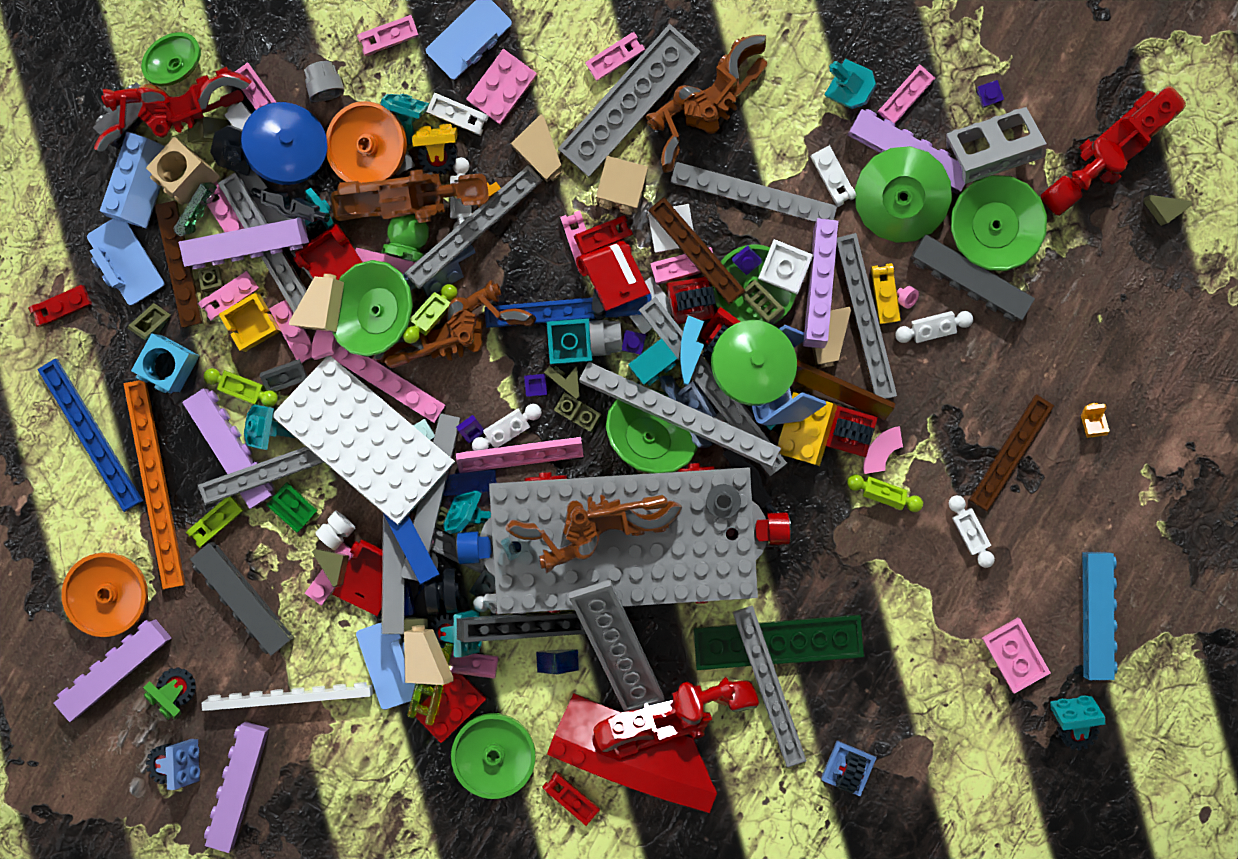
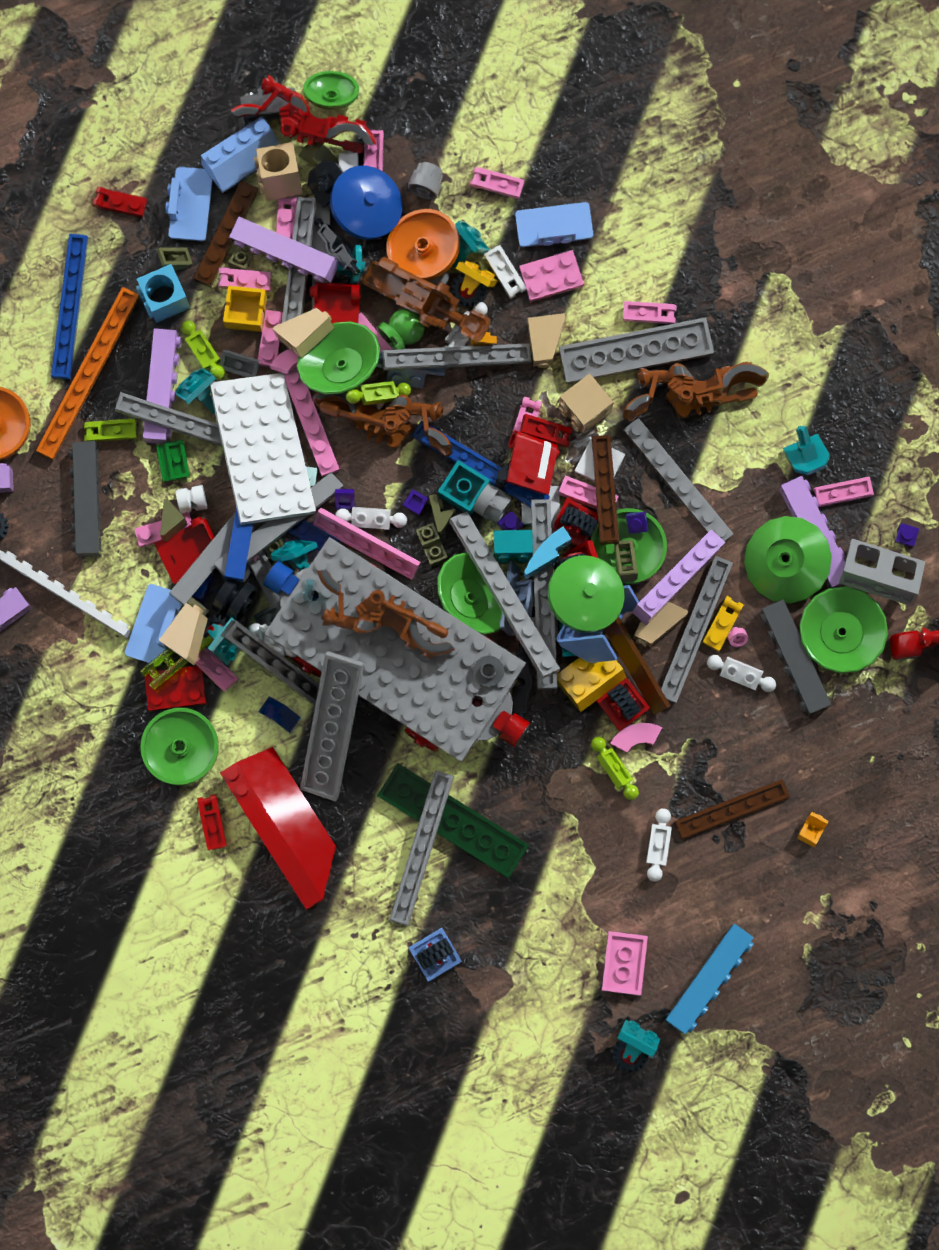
camera: 35 degrees right, 10 degrees down
(195, 209) = (267, 203): clear green plate -> none
(664, 721) = (331, 815): red piece -> none
(785, 267) = (661, 547): white tile -> none
(833, 175) = (747, 510): white plate -> none

